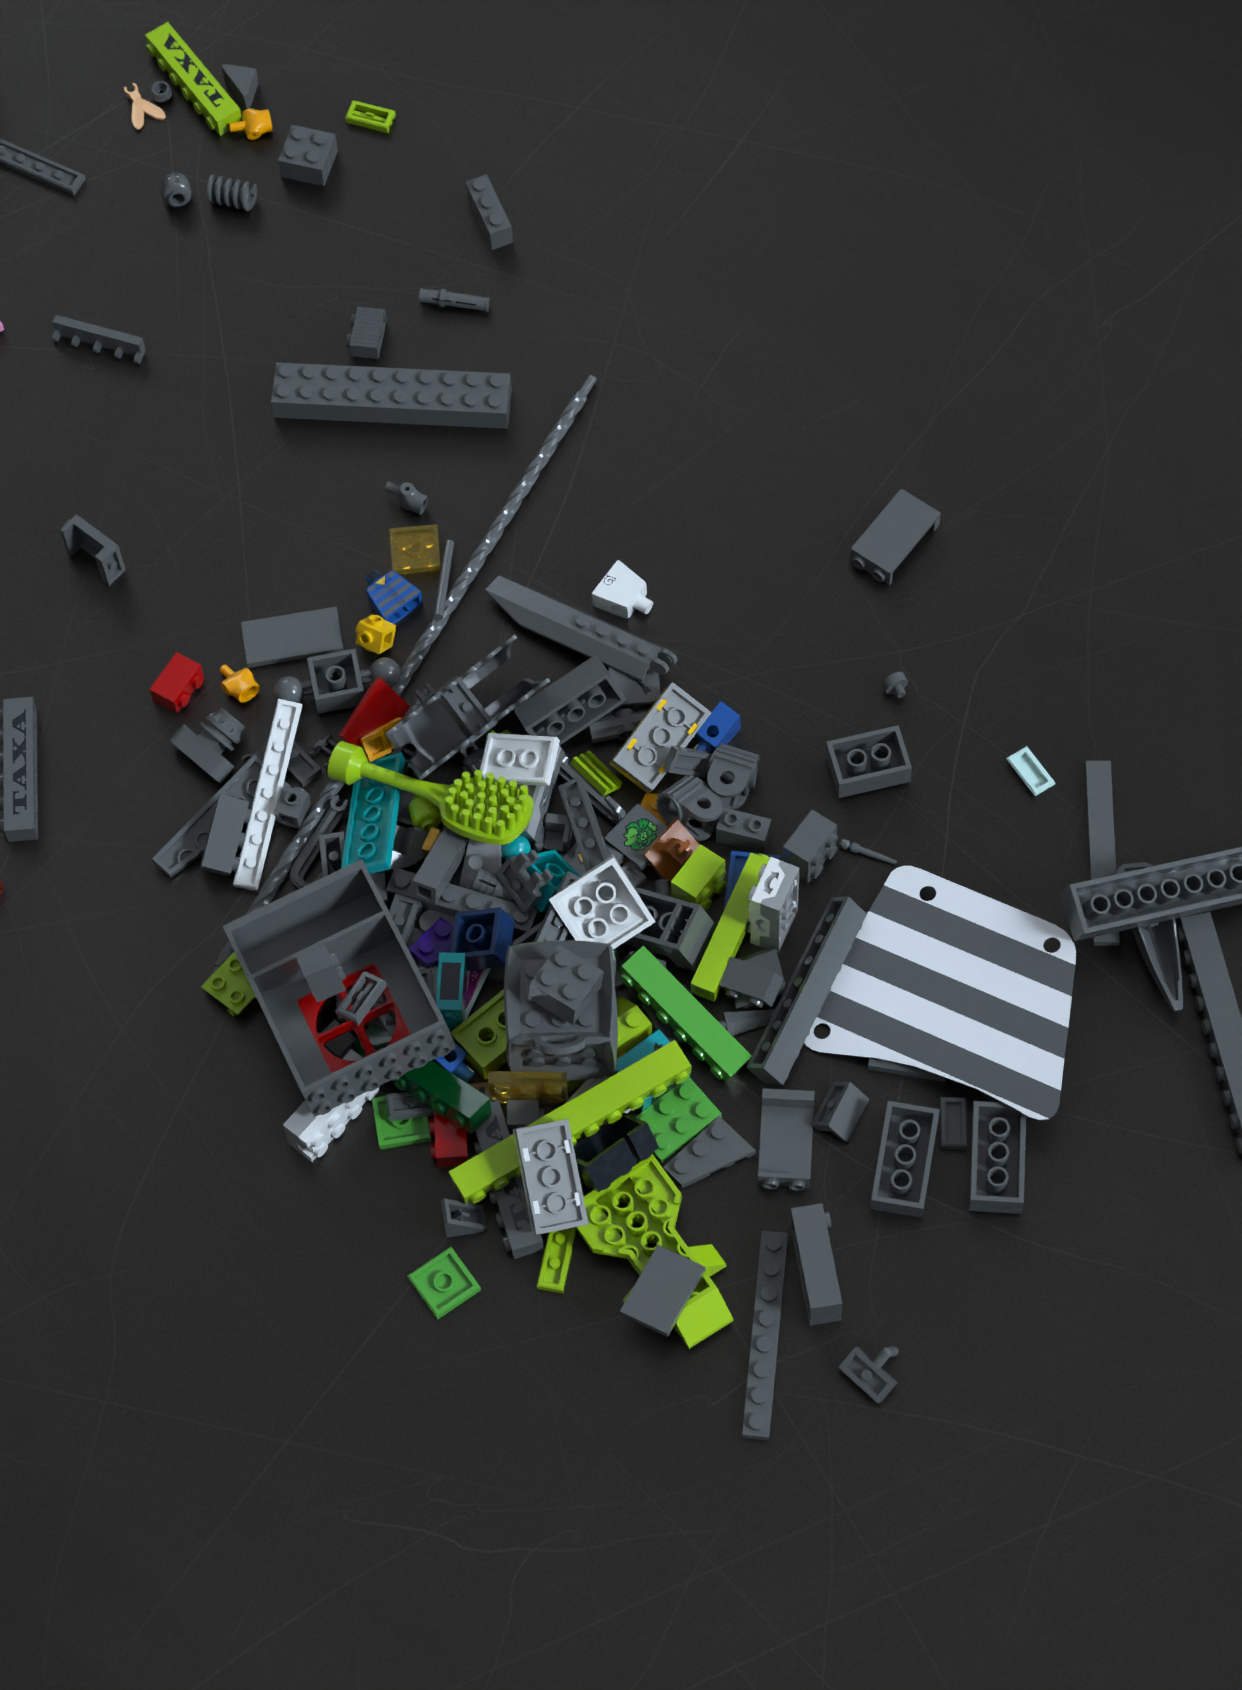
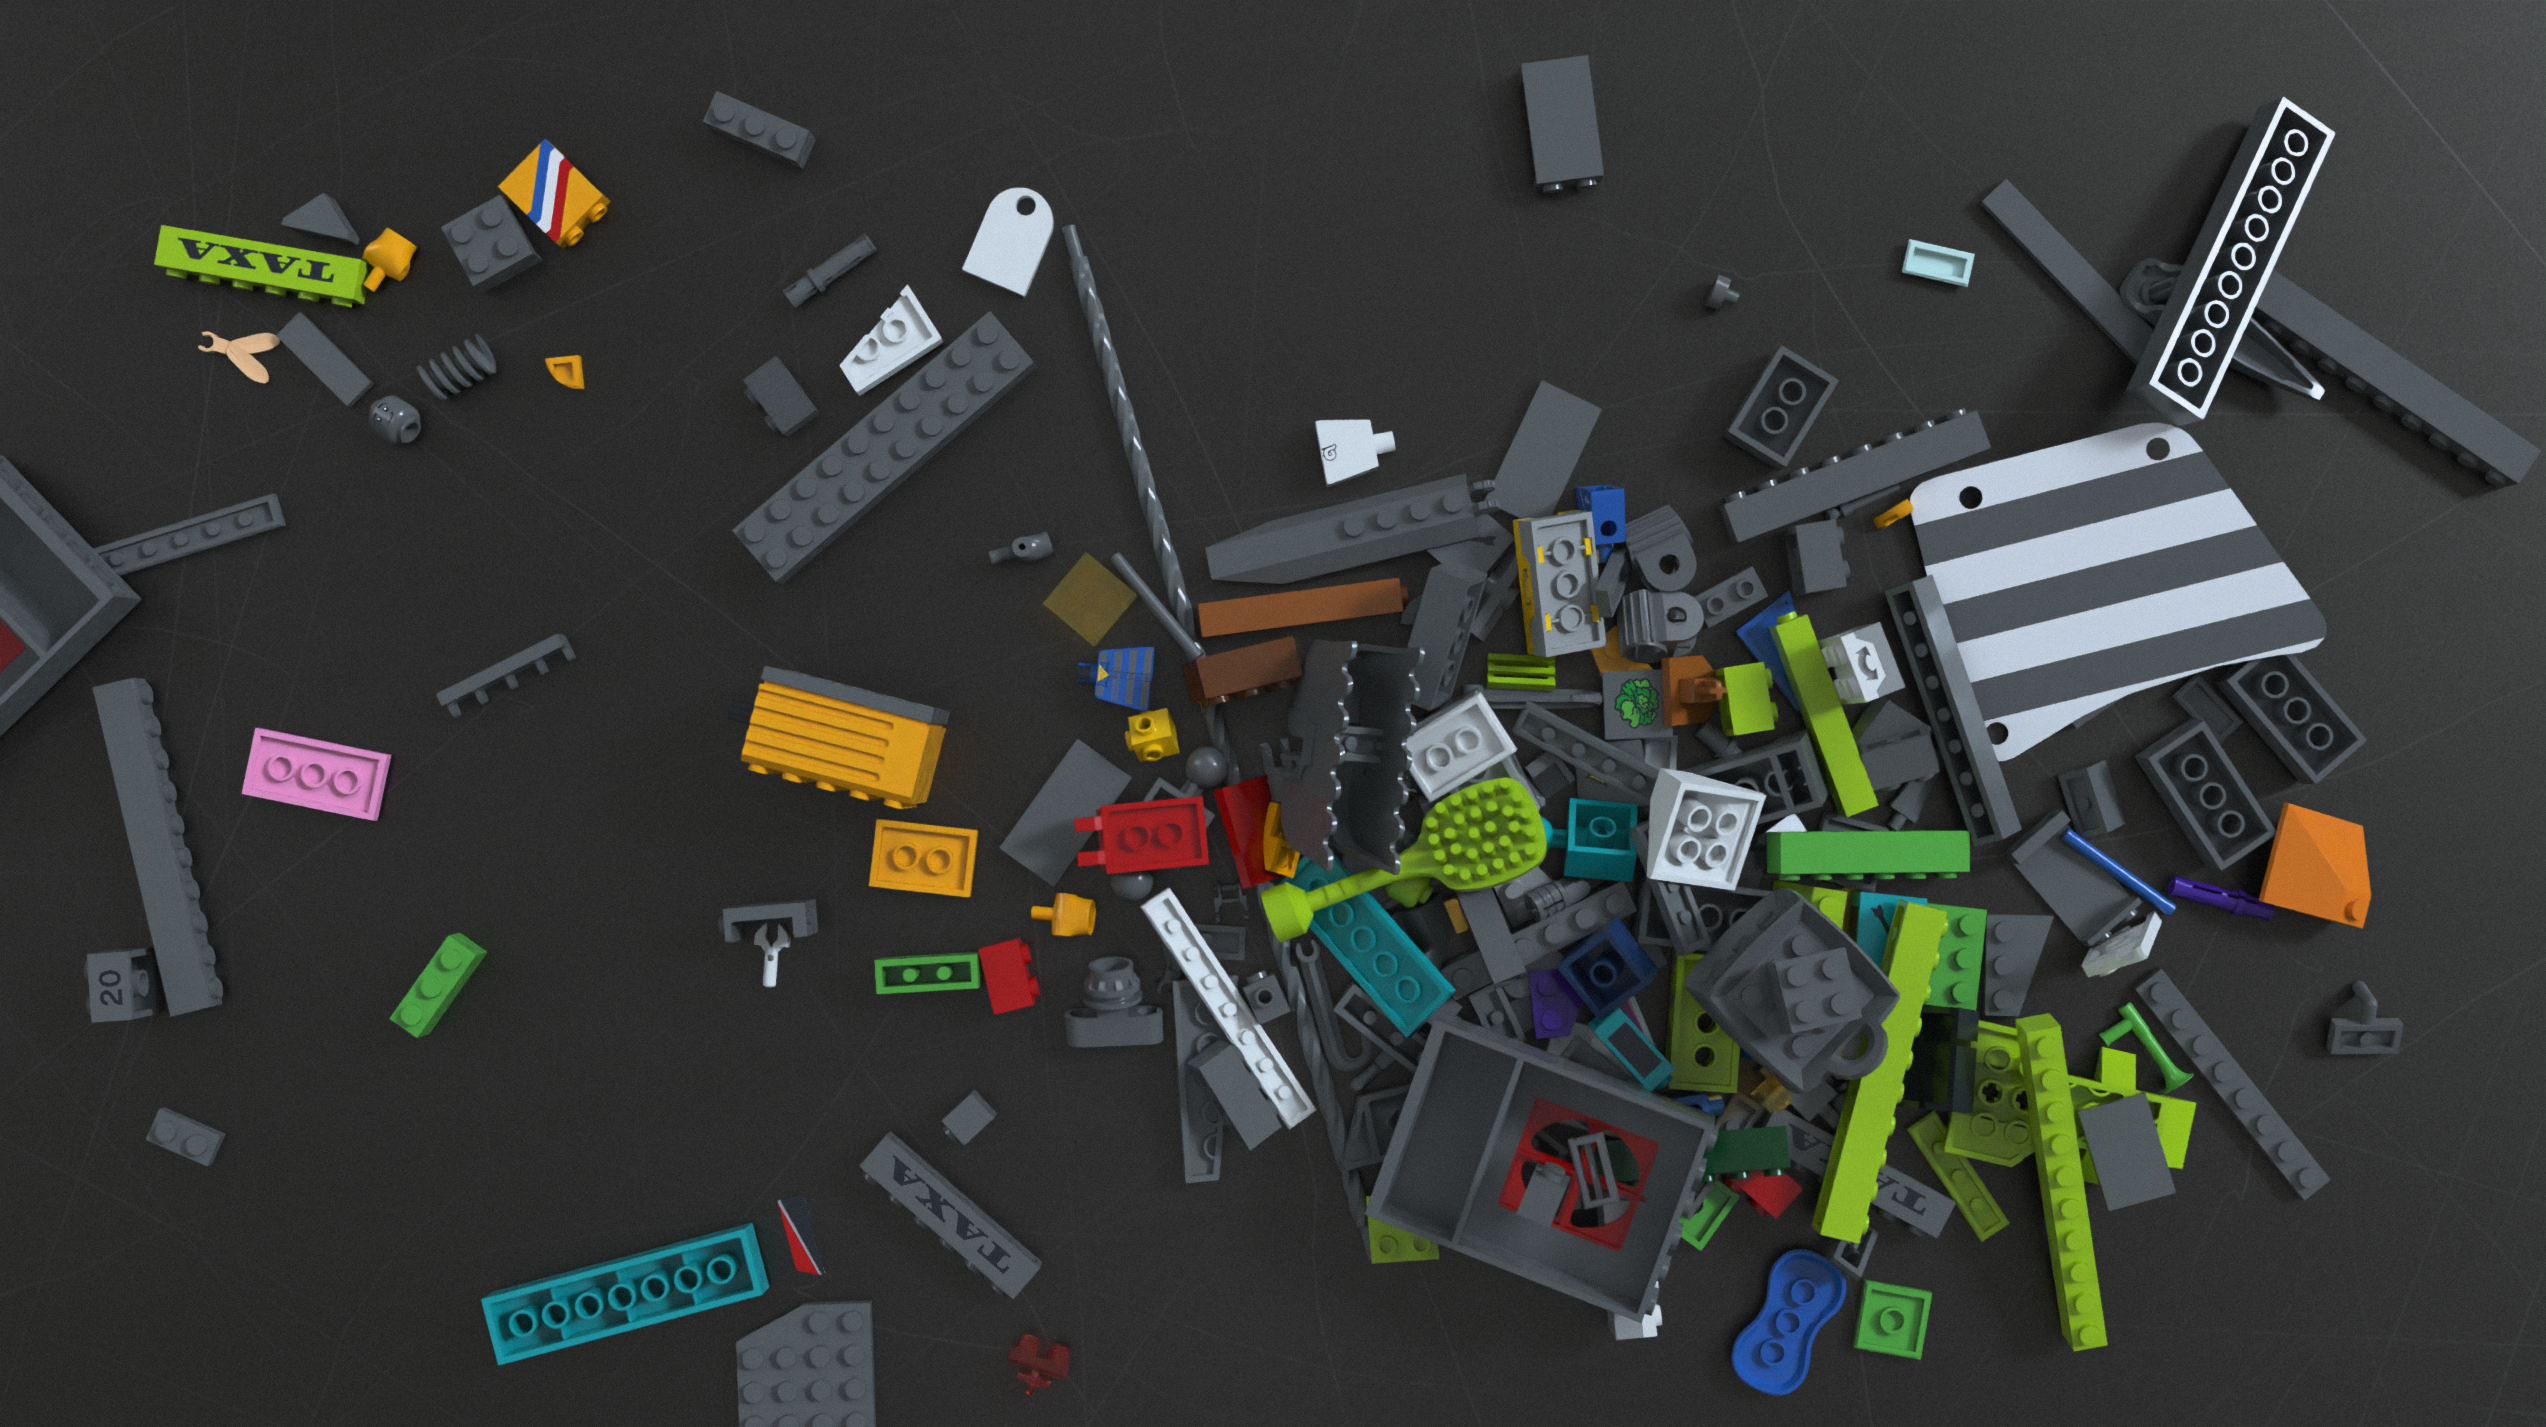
camera: 45 degrees left, 25 degrees up
(78, 571) = (771, 952): none -> white bar
(81, 731) = (968, 1118): none -> dark grey brick
(138, 642) = (928, 973): none -> bright green brick
(163, 88) = (235, 312): dark grey plate -> none
(174, 141) = (325, 359): none -> dark grey tile
(199, 594) = (923, 858): none -> light orange plate
(224, 490) = (841, 737): none -> light orange piece
(280, 239) = (567, 371): none -> light orange tile
(318, 666) = (1147, 835): none -> red tile
(361, 159) = (554, 194): none -> panel
(364, 1232) = (1777, 1345): none -> blue plate
(368, 119) = (529, 116): lime tile -> none
(446, 356) = (894, 343): none -> white wing
(451, 635) = (1242, 672): none -> reddish brown brick
(497, 629) = (1302, 608): none -> dark orange brick
(519, 883) = (1592, 879): dark grey plate -> none
(550, 1176) = (1927, 1152): light grey piece -> none
(557, 361) = (1010, 243): none -> white tile
(609, 1274) = (2061, 1181): none -> lime brick
(726, 679) = (1543, 453): none -> dark grey tile
(735, 1296) = (2133, 1021): none -> bright green piece
(773, 1186) = (2123, 947): none -> white wing
(815, 1159) = (2118, 871): none -> blue bar
(816, 1263) = (2228, 981): dark grey brick -> none
(866, 1236) = (2236, 901): none -> dark purple pin
(878, 869) = (1894, 513): none -> light orange tile
(879, 833) = (1854, 477): none -> dark grey brick
(929, 1251) = (2318, 867): none -> orange slope

